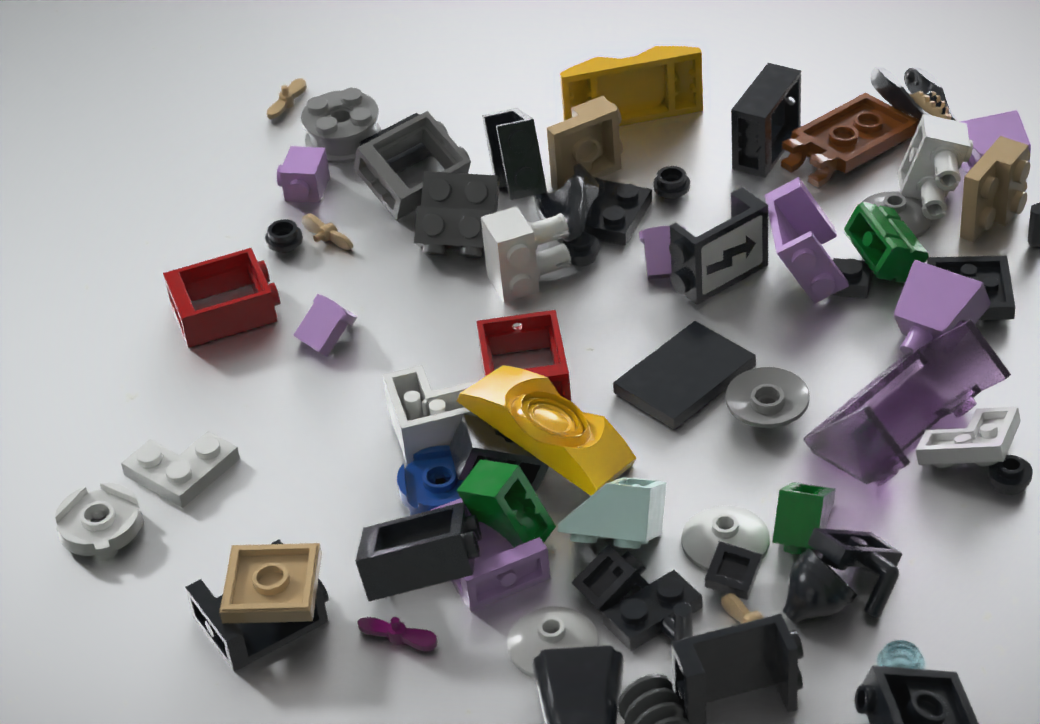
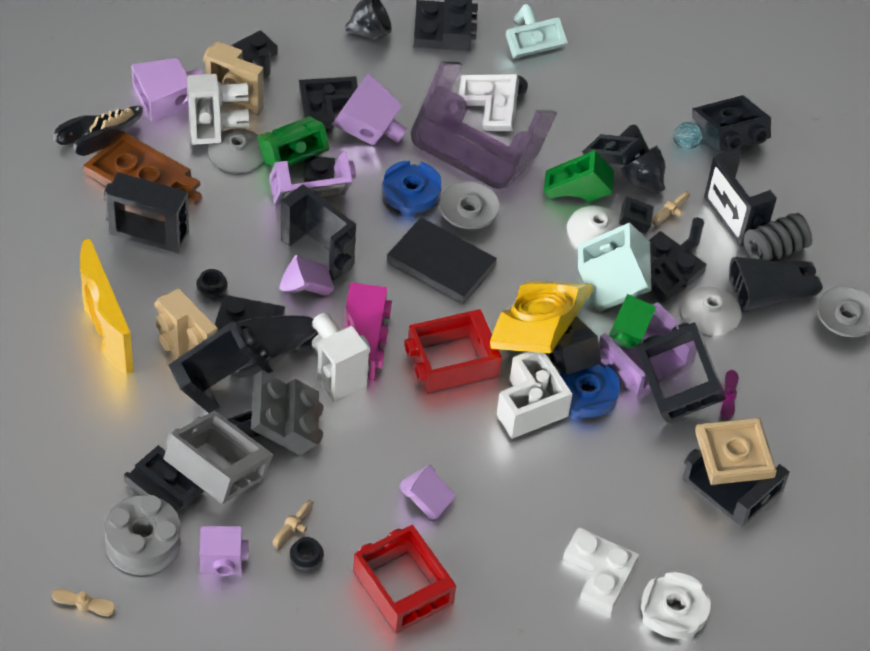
camera: 110 degrees left, 10 degrees up
(578, 292) = (366, 312): none -> dark pink slope
(829, 341) = (411, 200): none -> blue plate

